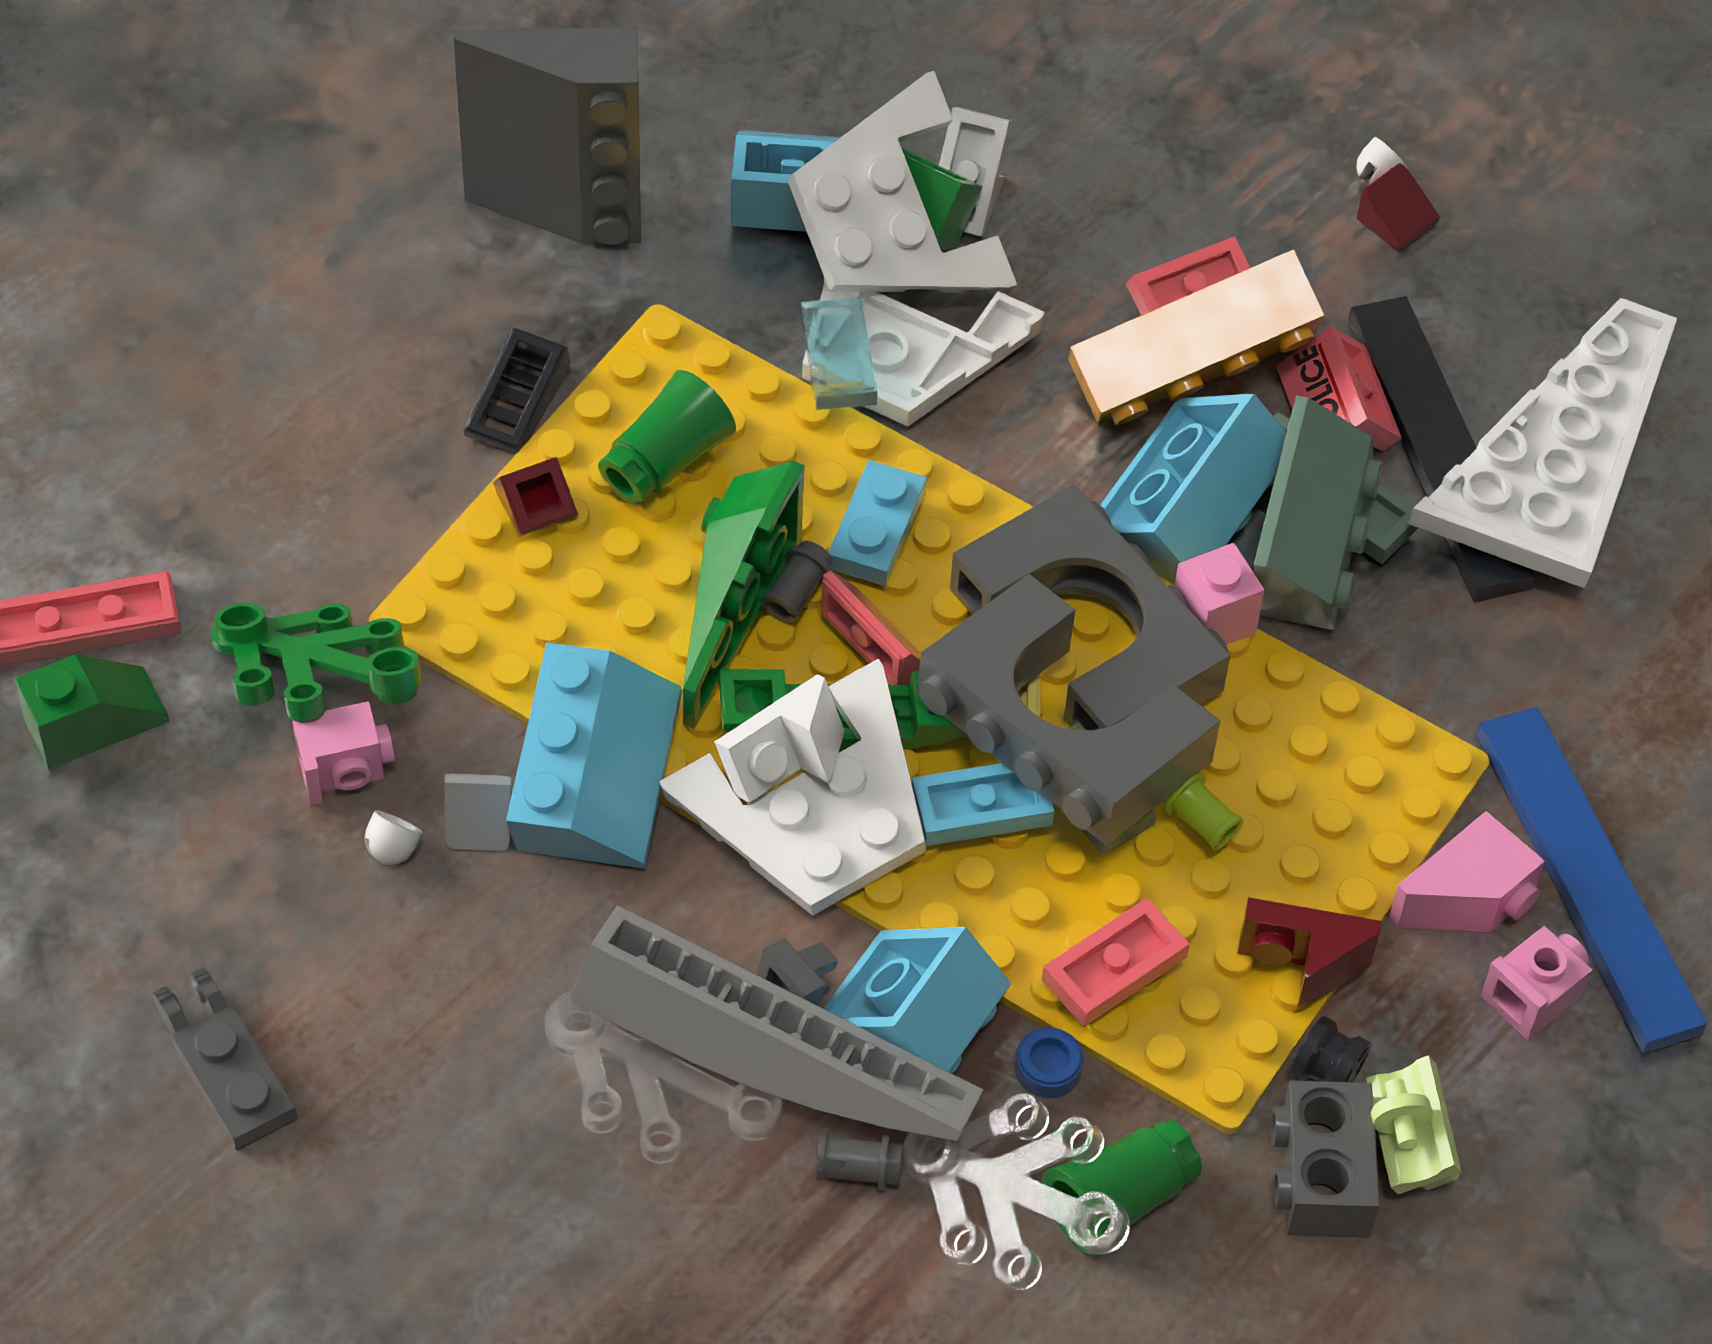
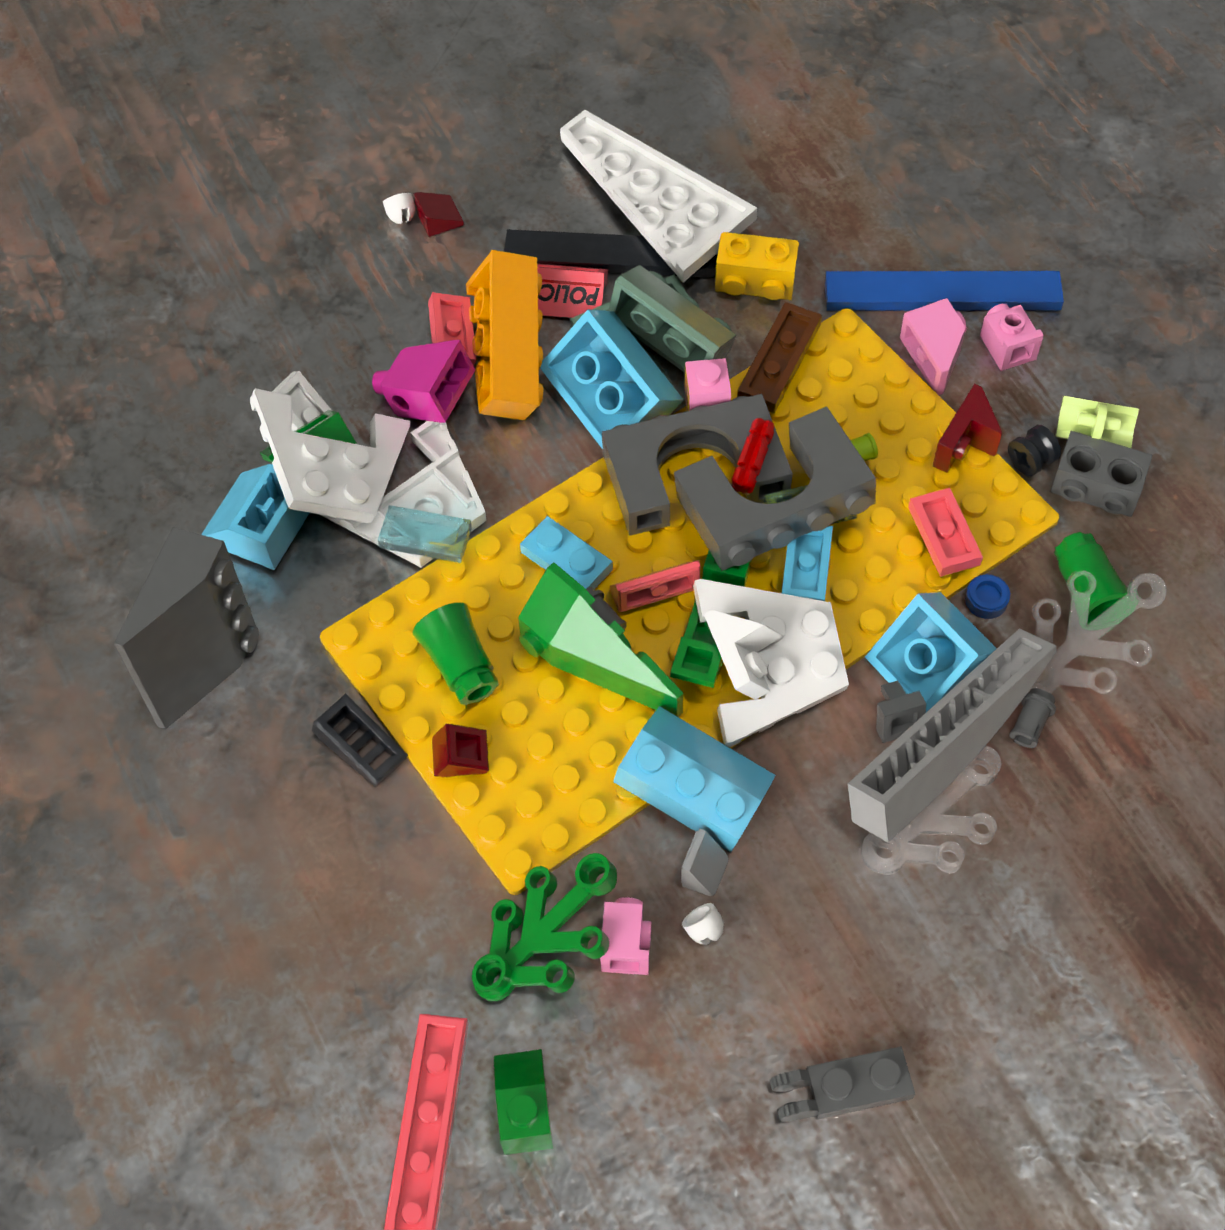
camera: 65 degrees left, 5 degrees up
(1084, 277) = (425, 380): none -> dark pink torso
(1106, 664) = (752, 456): none -> red axle
(1330, 677) = (780, 355): none -> reddish brown plate
(1487, 604) = (756, 266): none -> yellow bracket

